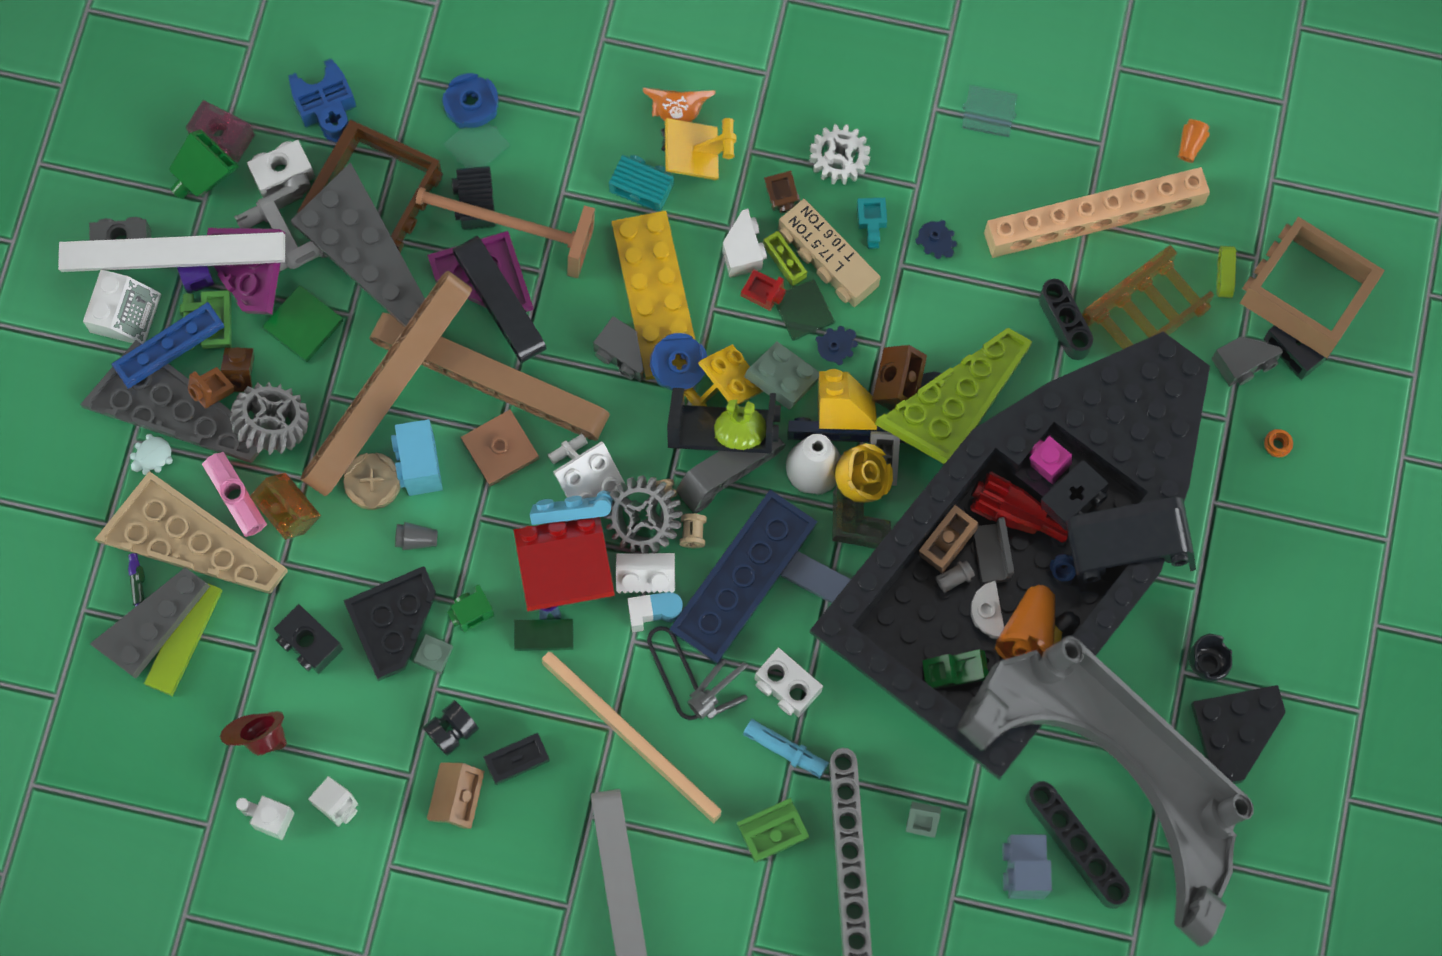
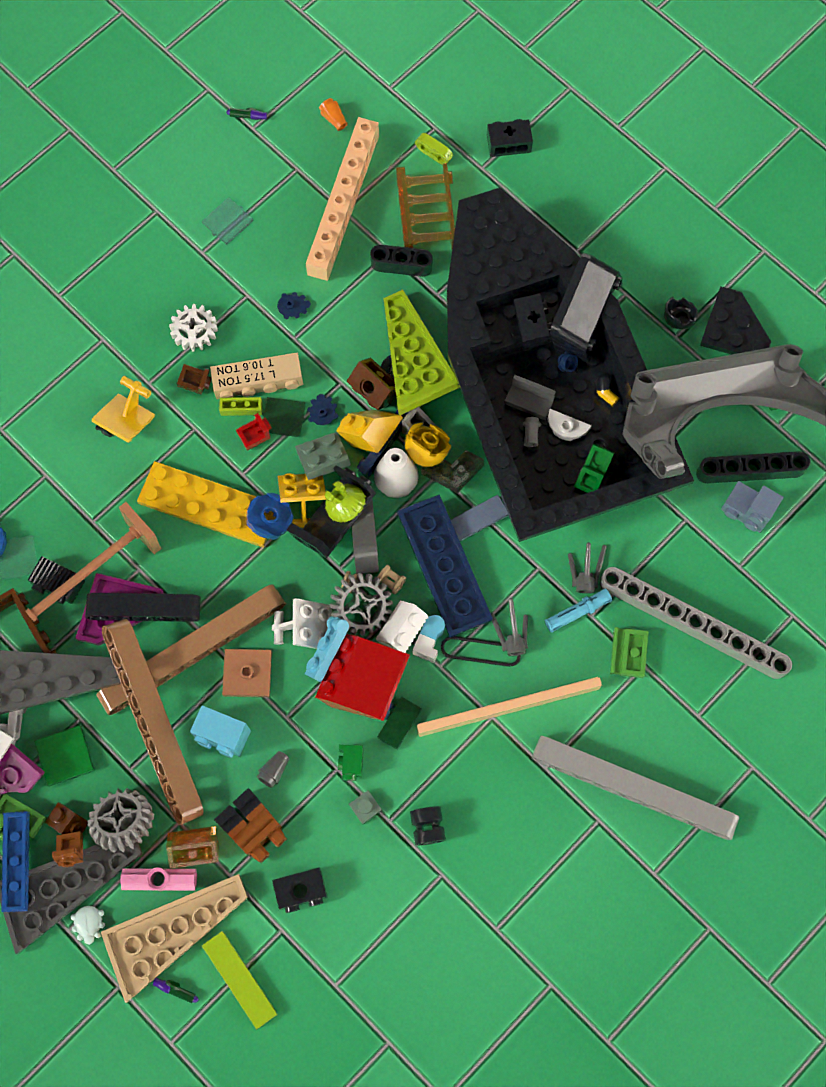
camera: 55 degrees left, 0 degrees up
(146, 628) = (216, 1001): dark grey wing -> none
(256, 732) = (344, 966): dark red piece -> none
(267, 816) = (413, 995): white brick -> none
(334, 802) = (430, 940): white slope -> none
(343, 550) = (257, 831): none -> dark orange hips
(371, 481) = (213, 775): tan tile -> none
(392, 619) = (322, 821): black plate -> none
(455, 794) = (475, 852): medium nougat panel -> none
(516, 758) = (476, 793): black plate -> none
(620, 346) = (233, 548): dark grey slope -> none
(641, 182) = (124, 464): teal brick -> none
(676, 104) = (84, 408): orange hat -> none
(741, 247) = (216, 428): white slope -> none
(793, 678) = (532, 576): white brick -> none
(822, 734) = (586, 582): none -> dark grey plant
(872, 216) = (251, 333): teal plate -> none
(923, 819) = (679, 551): sand green plate -> none
(948, 539) = (508, 417): medium nougat brick -> none
(999, 498) = (499, 371): red piece -> none
(1030, 625) = (598, 406): orange cone -> none
(1050, 459) = (498, 320): dark pink brick -> none
(1132, 52) = (249, 113): none -> piece
(1243, 358) = (498, 172): dark grey slope -> none
(1282, 436) = (564, 184): orange plate -> none
(1288, 317) = (490, 129): medium nougat window -> none

